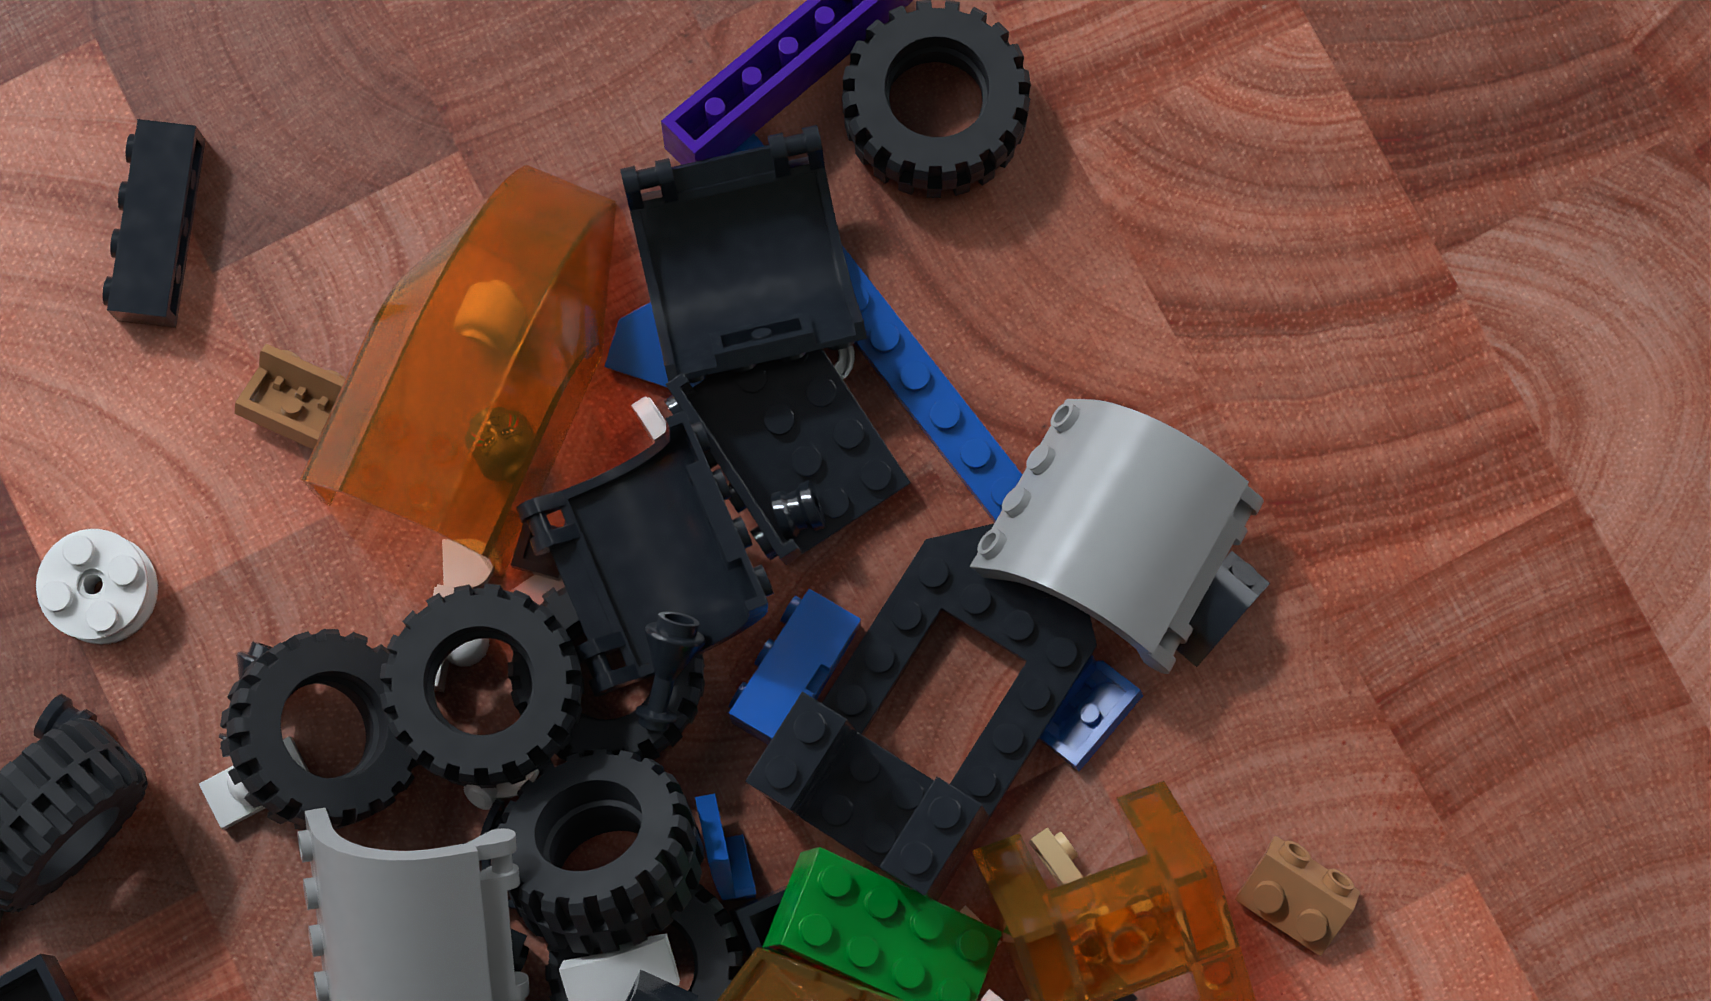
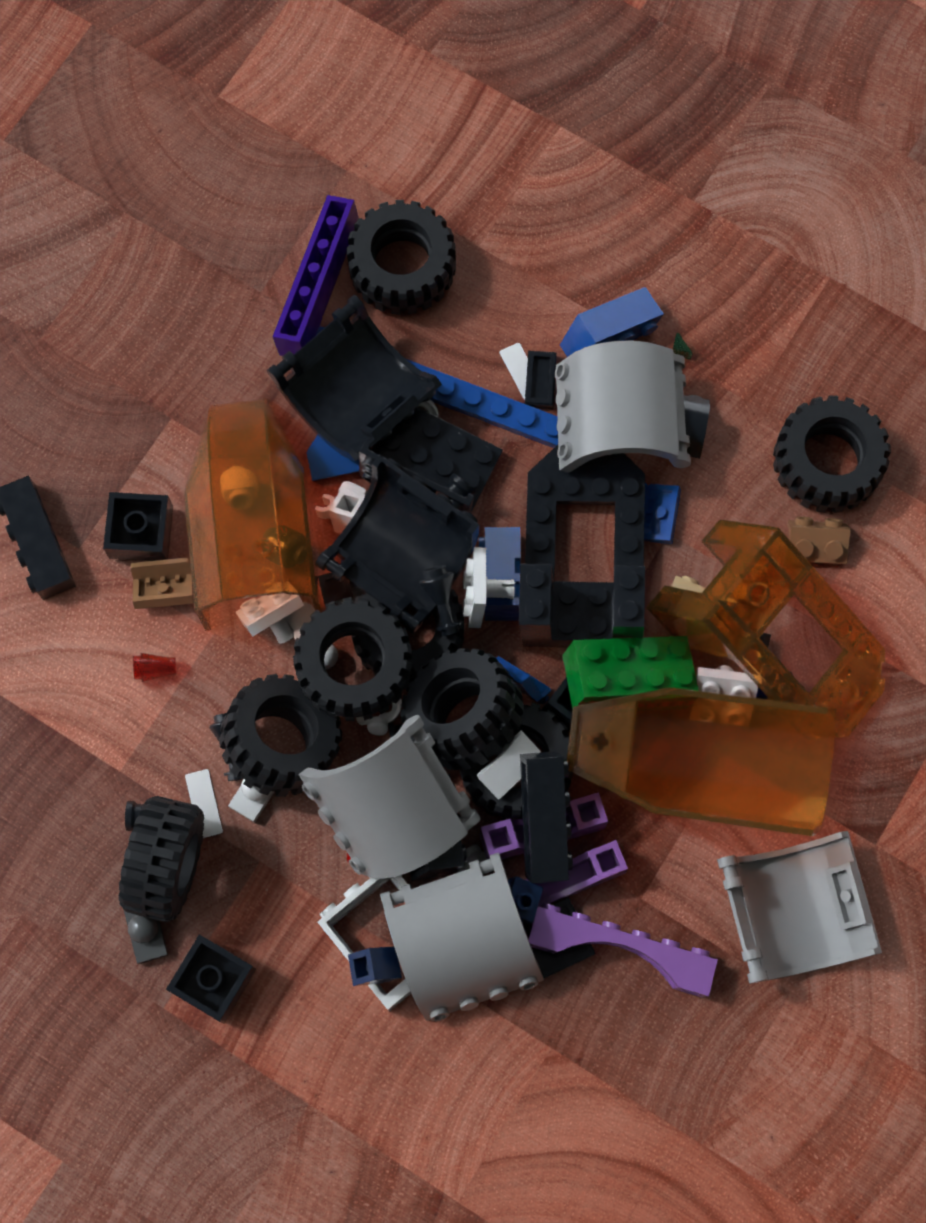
camera: 30 degrees left, 5 degrees down
(68, 583) = (100, 726): white wheel -> none
(170, 757) = (202, 795): none -> white sticker
(210, 514) = (153, 666): none -> clear red cone
(308, 294) = (138, 526): none -> black brick
(400, 540) = (270, 612): none -> white plate
(616, 437) = (340, 509): none -> white brick
(738, 686) = (480, 587): none -> white plate
(1016, 378) = (516, 362): none -> white sticker
(1030, 407) = (540, 379): none -> black tile
(1192, 385) = (614, 321): none -> blue wedge
(1274, 477) = (681, 347): none -> clear green piece
(1455, 740) = (838, 419): none -> black tyre

